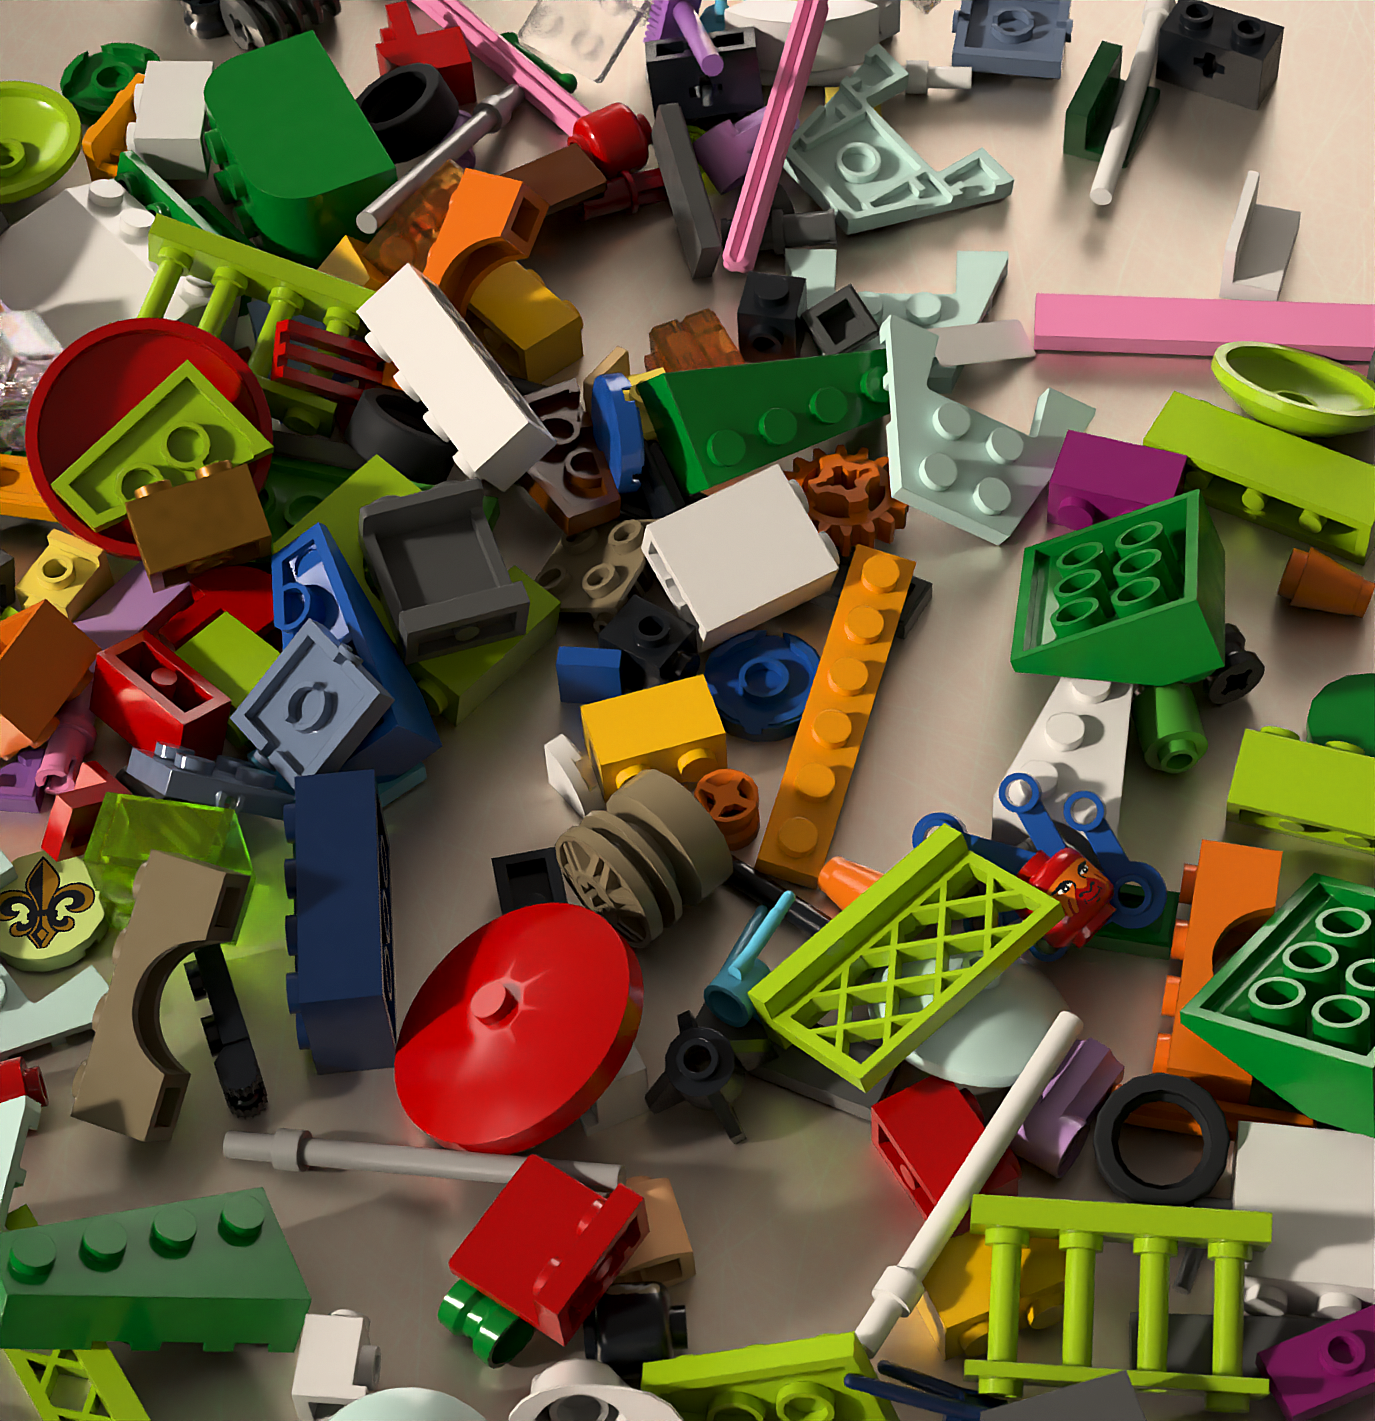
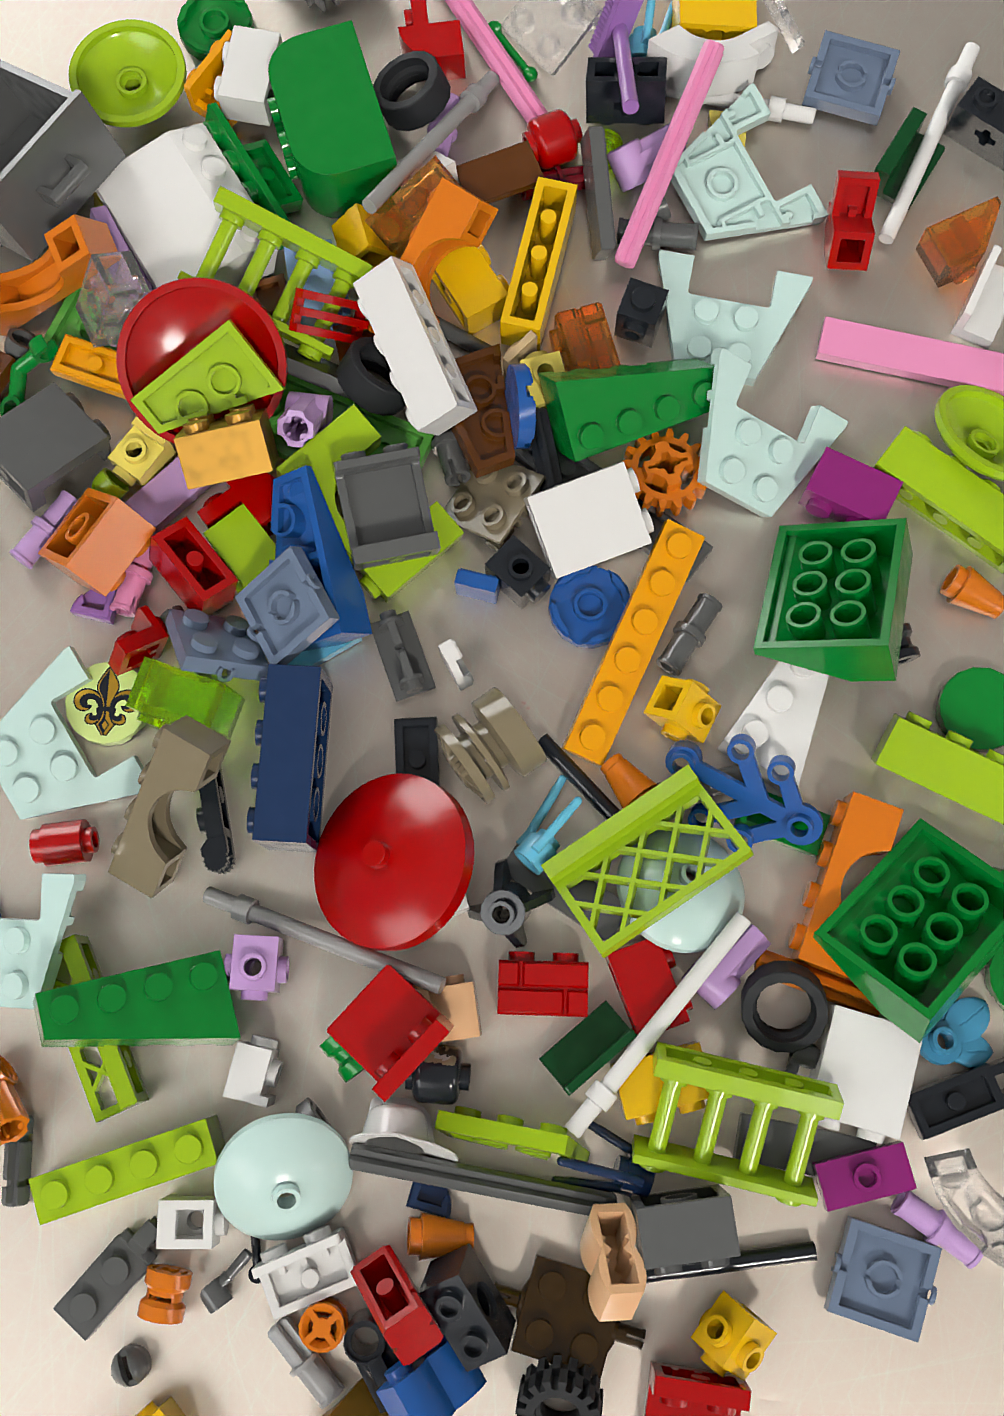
camera: 10 degrees right, 25 degrees up
(304, 484) = (304, 417): none -> lavender piece
(324, 1211) = (248, 951): none -> lavender brick
(489, 780) = (402, 654): none -> dark grey hinge
(523, 518) = (451, 458): none -> dark grey pin
(616, 271) = (539, 261): none -> yellow brick
(658, 729) = (512, 644): yellow brick -> none
(728, 791) = (554, 696): orange wheel -> none
(781, 1181) = (543, 986): none -> red brick
(840, 322) = (687, 329): dark grey slope -> none
(843, 1277) = (587, 1047): none -> dark green panel
(918, 694) = (689, 634): none -> dark grey pin
(925, 775) = (682, 709): none -> yellow brick
(982, 343) = (779, 352): white sticker -> none
(1044, 175) = (849, 220): none -> red brick
(1078, 887) = (759, 825): red head -> none
(1169, 726) = (848, 698): bright green brick -> none
(1200, 186) = (958, 243): none -> clear orange slope

